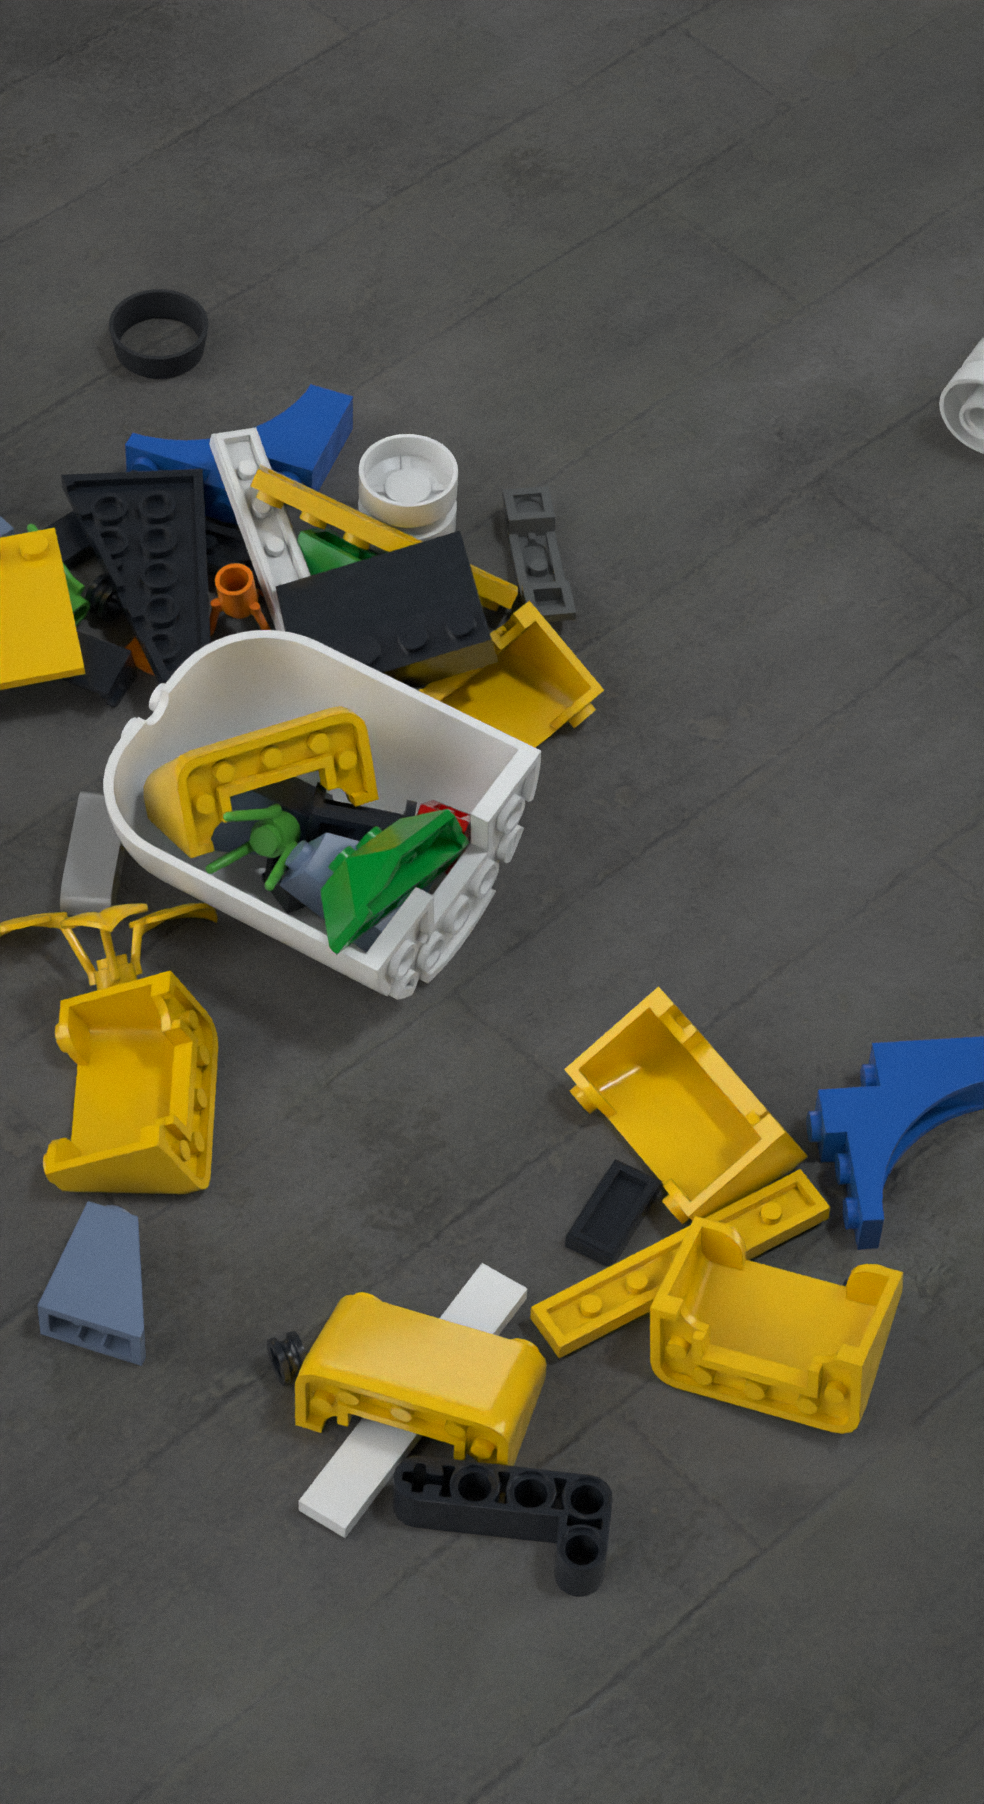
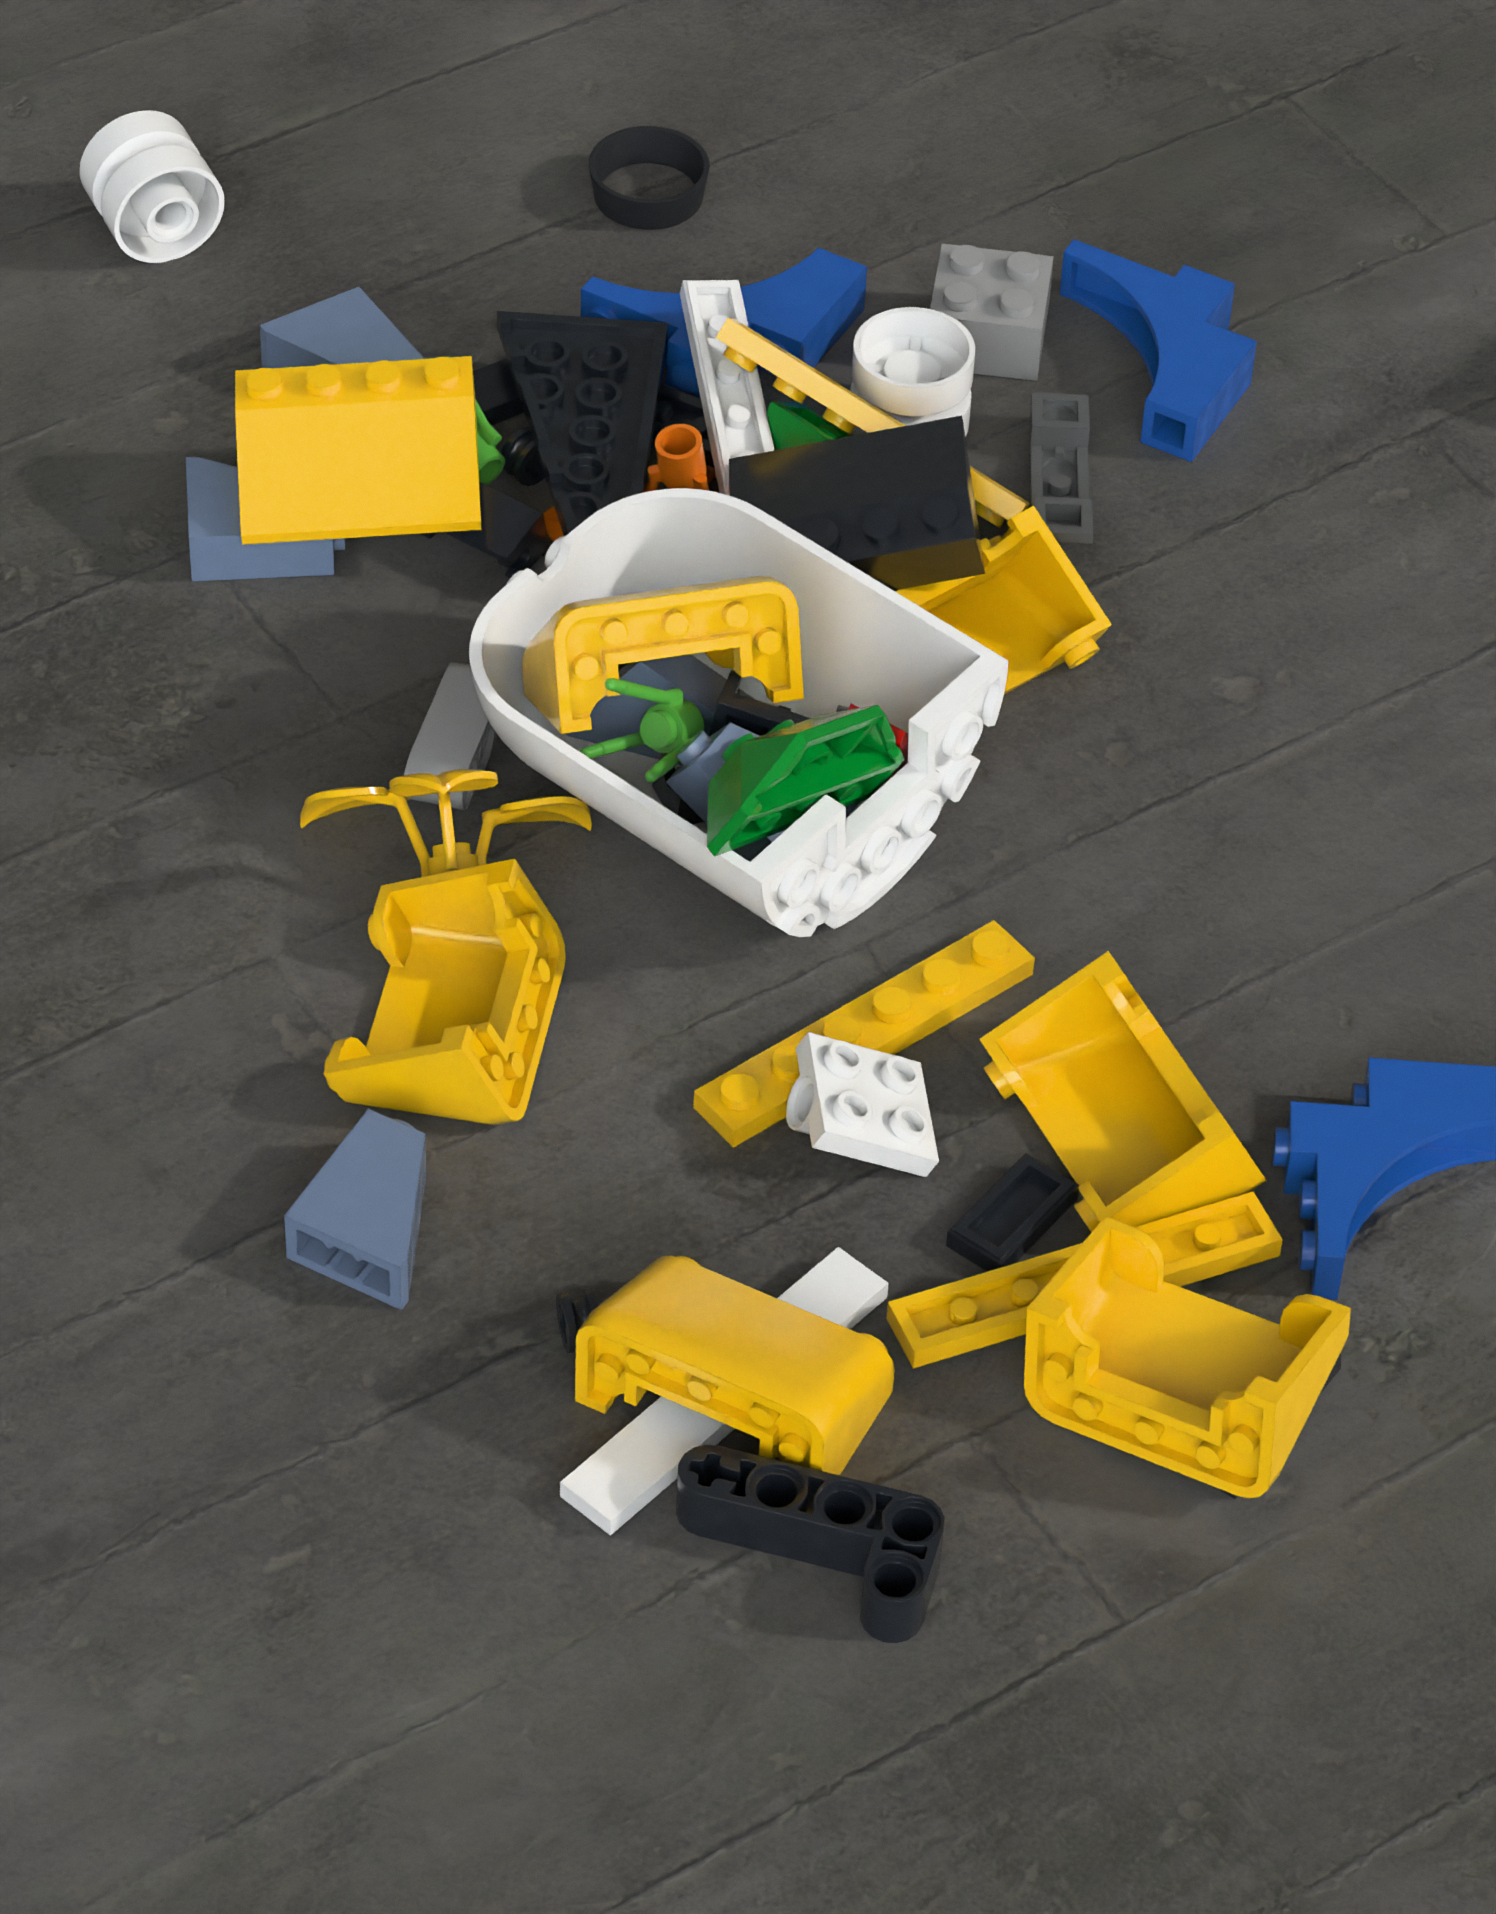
camera: 10 degrees right, 5 degrees down
(463, 414) = (1000, 302): none -> light grey brick
(467, 1072) = (882, 1020): none -> yellow plate
(480, 1138) = (862, 1105): none -> white plate
(609, 421) = (1179, 333): none -> blue arch

